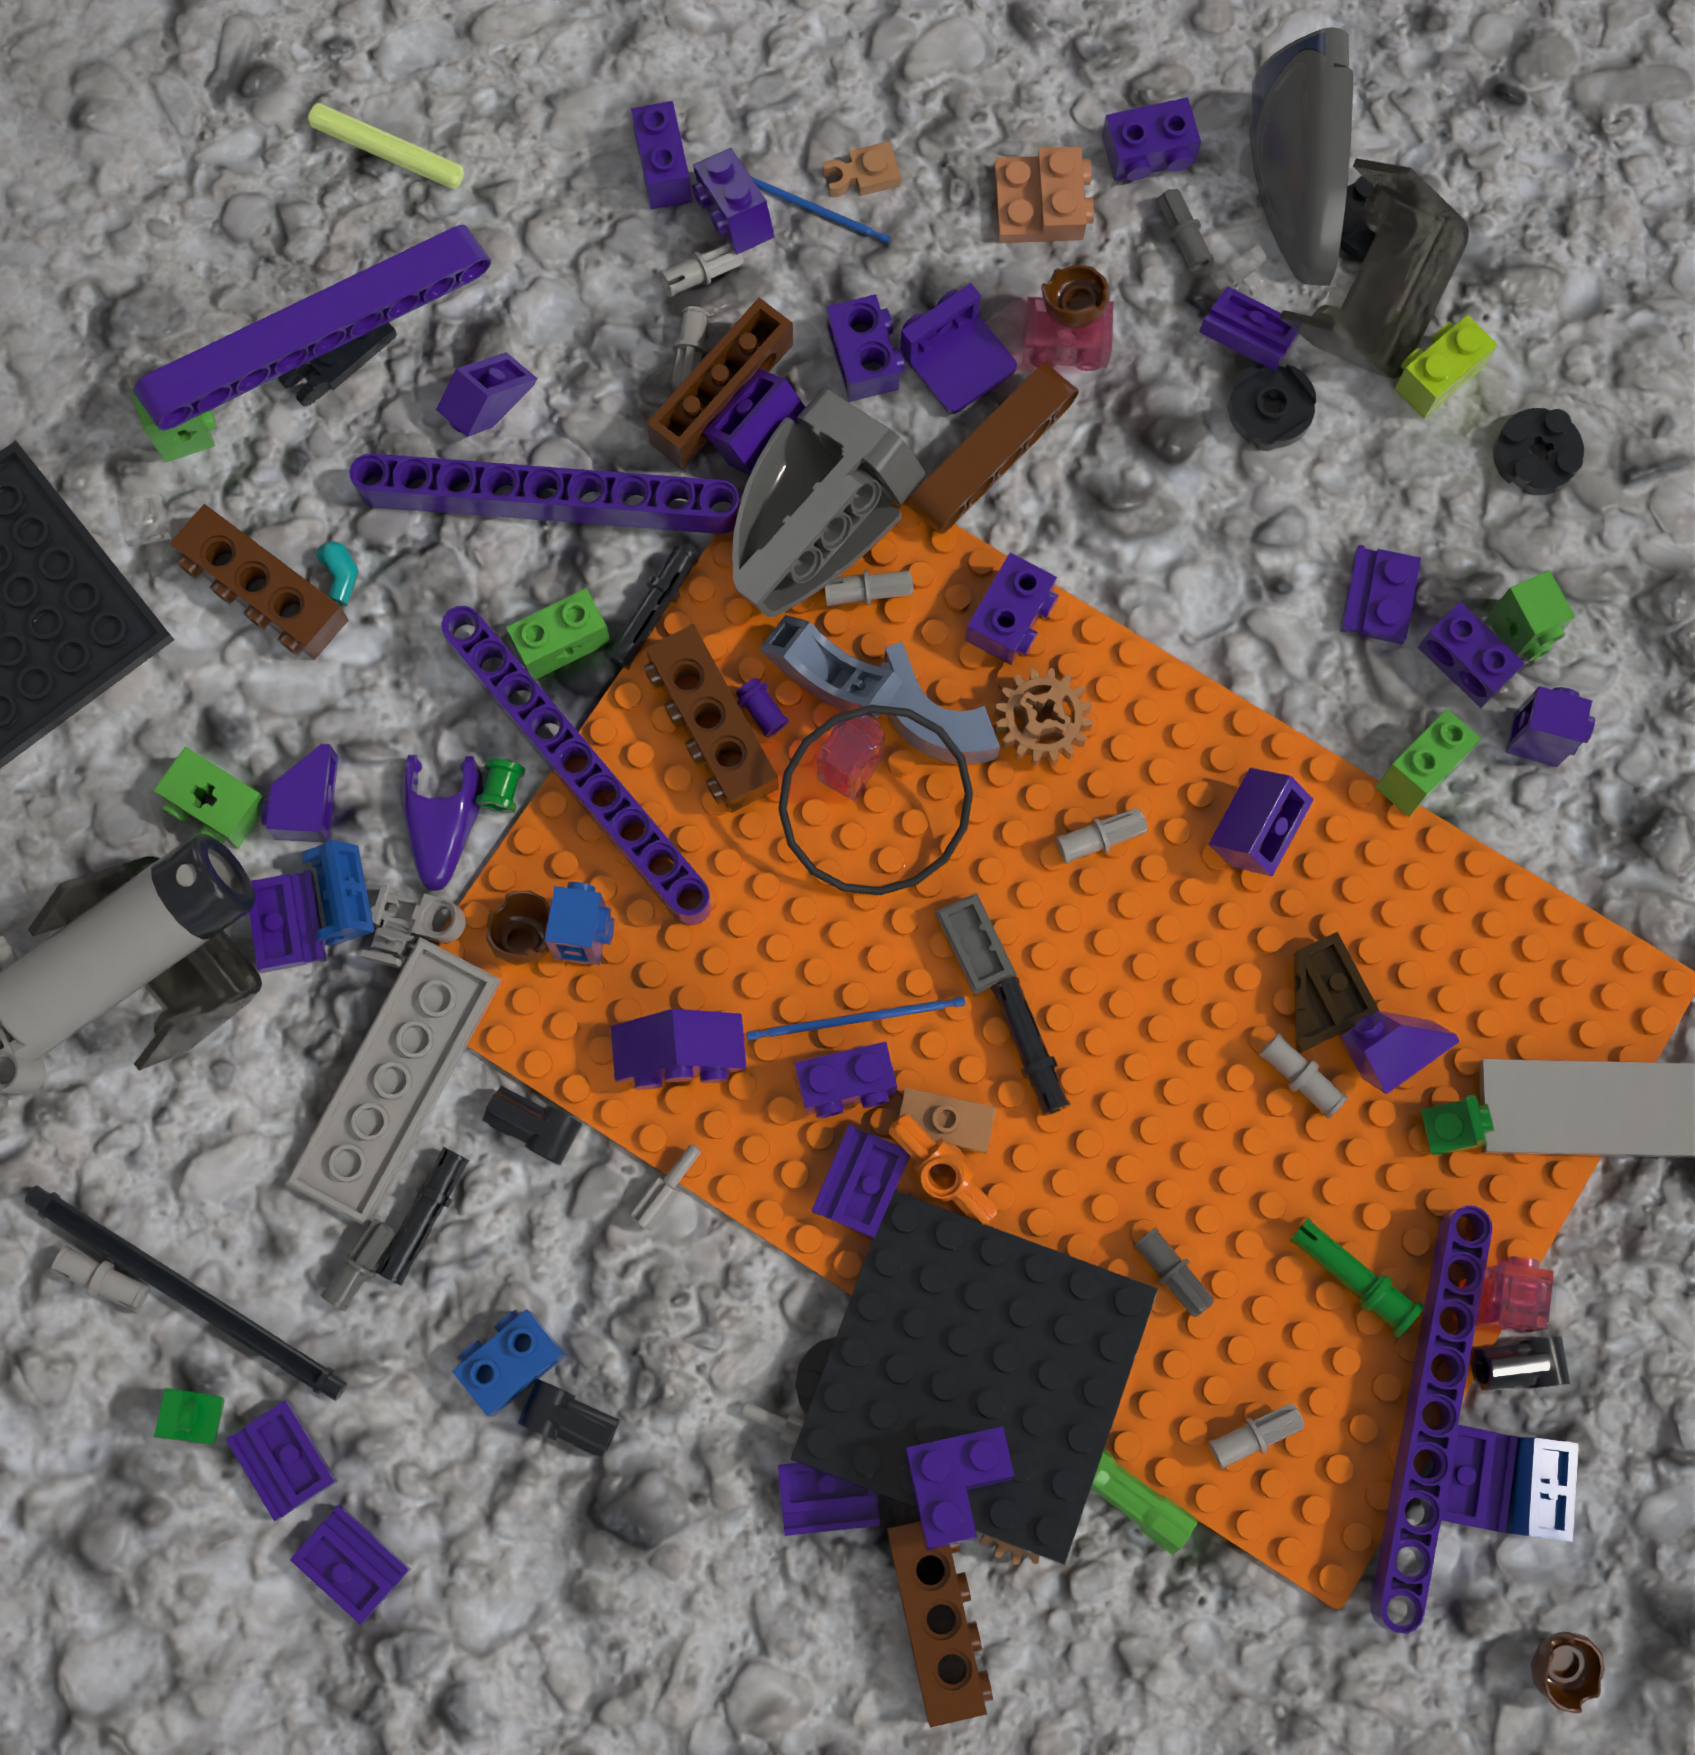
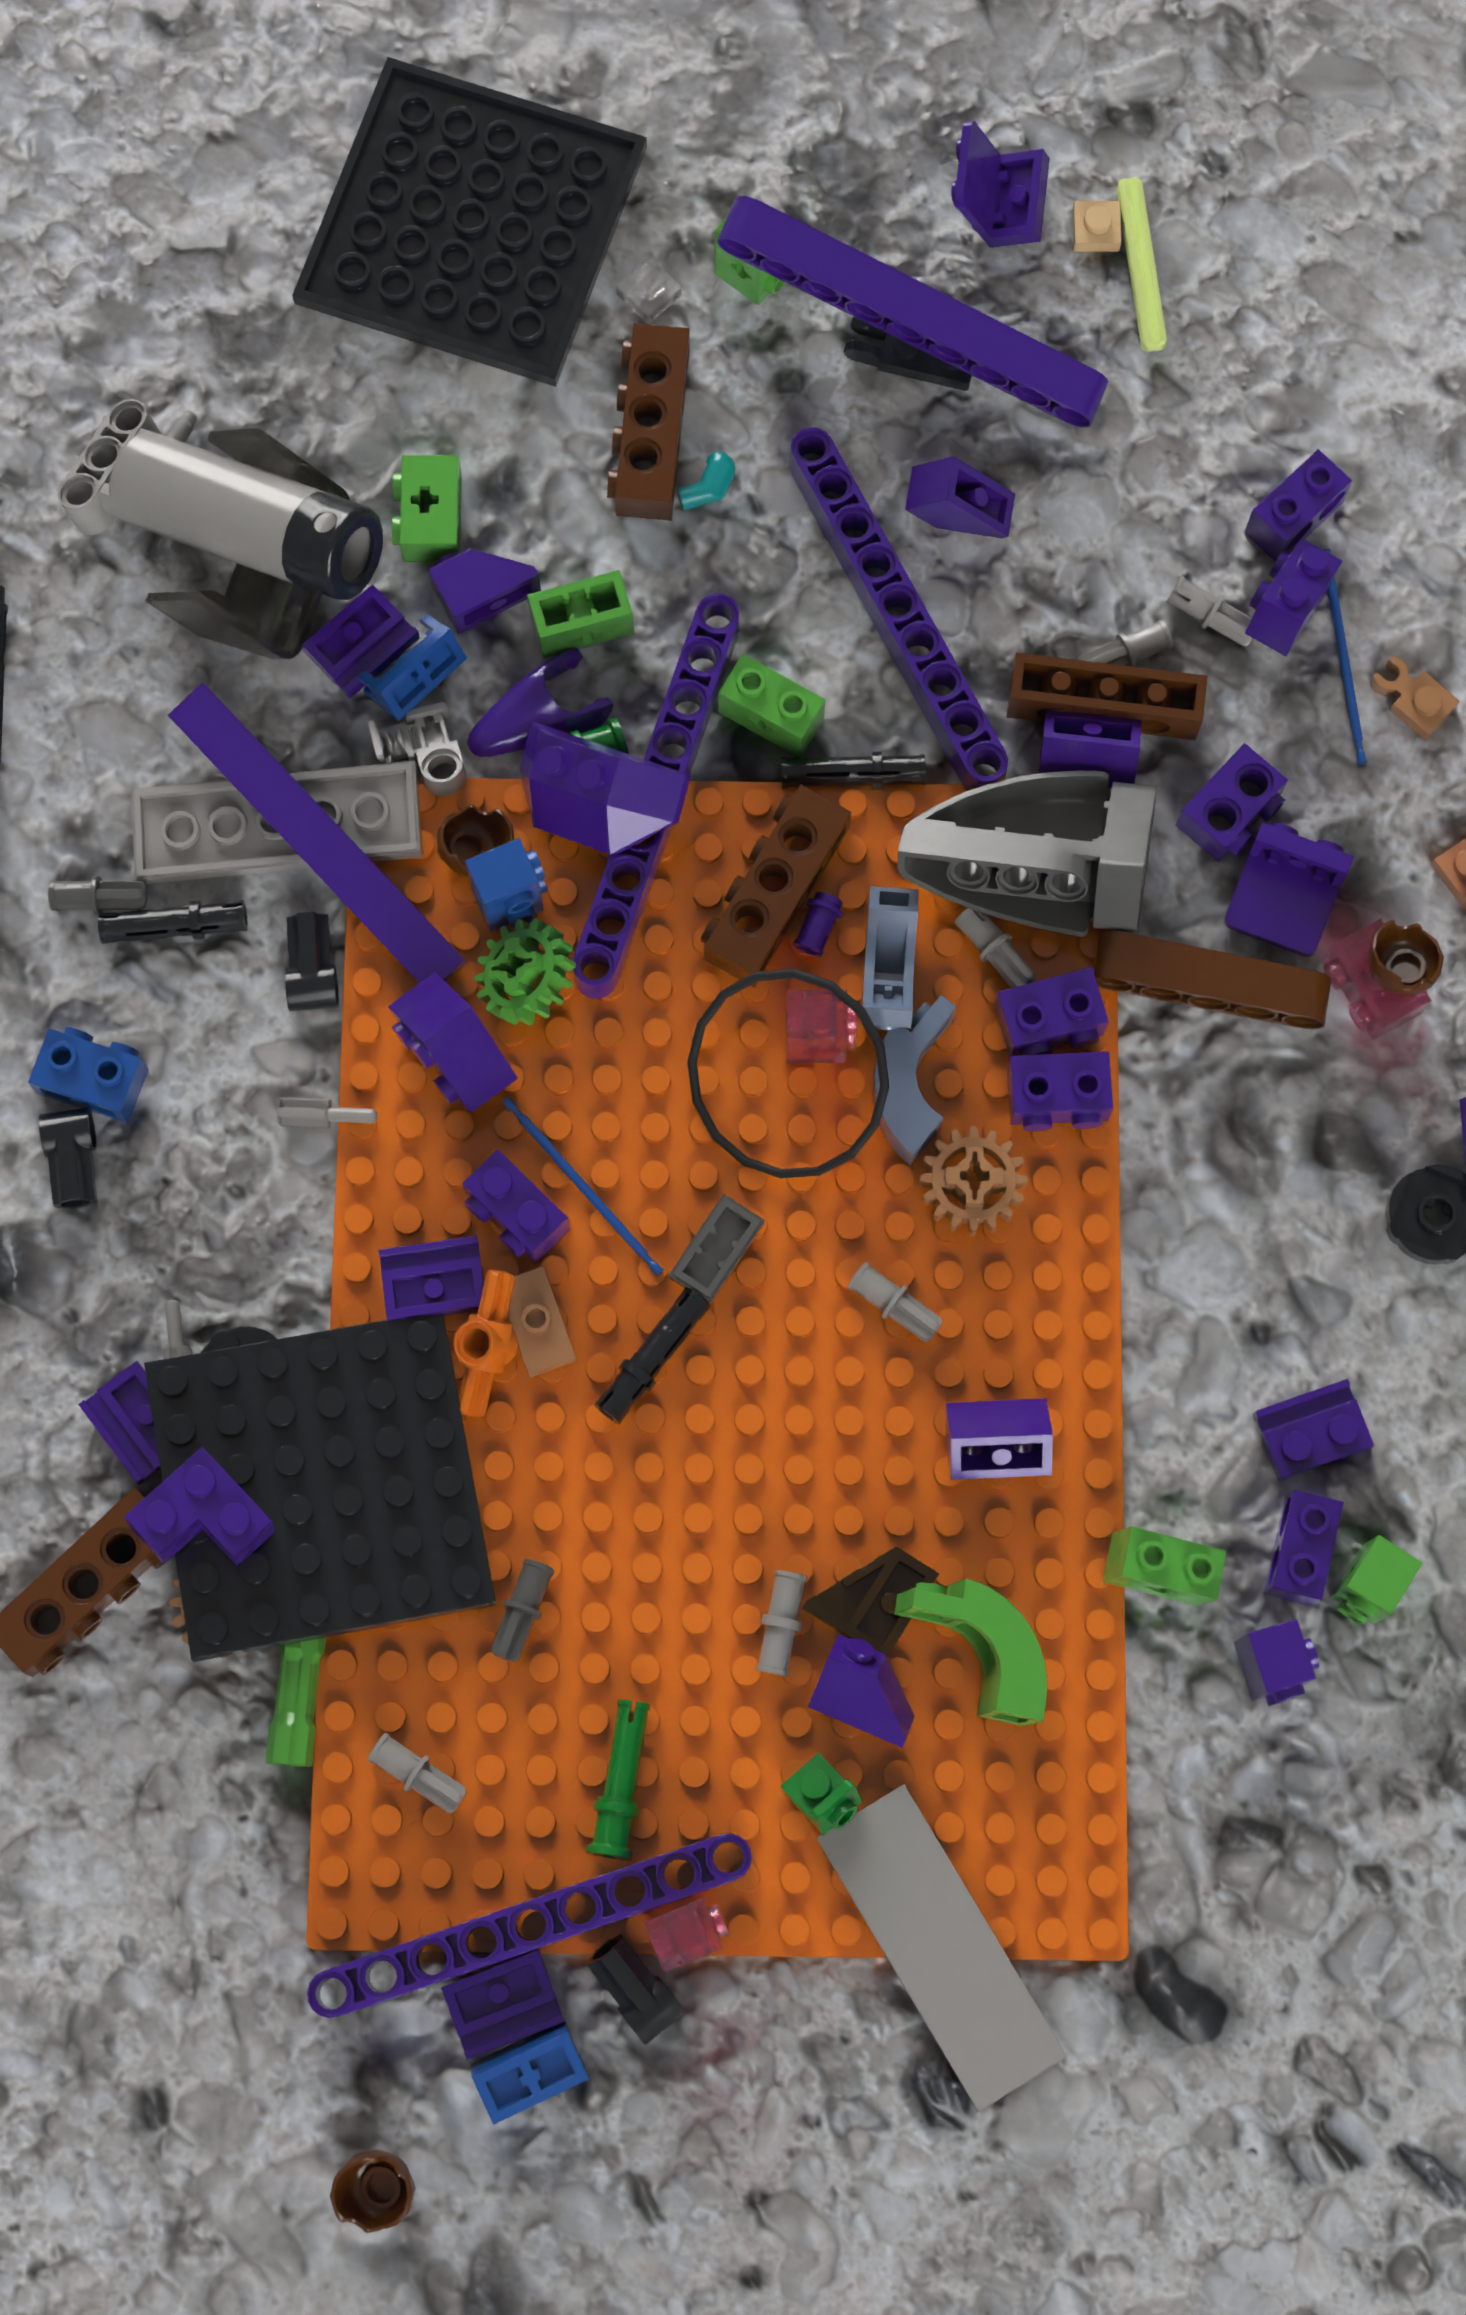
camera: 60 degrees right, 0 degrees up
(256, 204) = (999, 192): none -> dark purple bracket
(331, 159) = (1096, 226): none -> tan plate
(384, 732) = (581, 614): none -> bright green brick
(429, 1054) = (315, 836): none -> dark purple tile
(545, 807) = (597, 791): none -> dark purple wedge
(639, 959) = (525, 972): none -> bright green gear
(948, 577) = (1052, 1014): none -> dark purple brick
(1423, 917) = (1002, 1639): none -> bright green arch

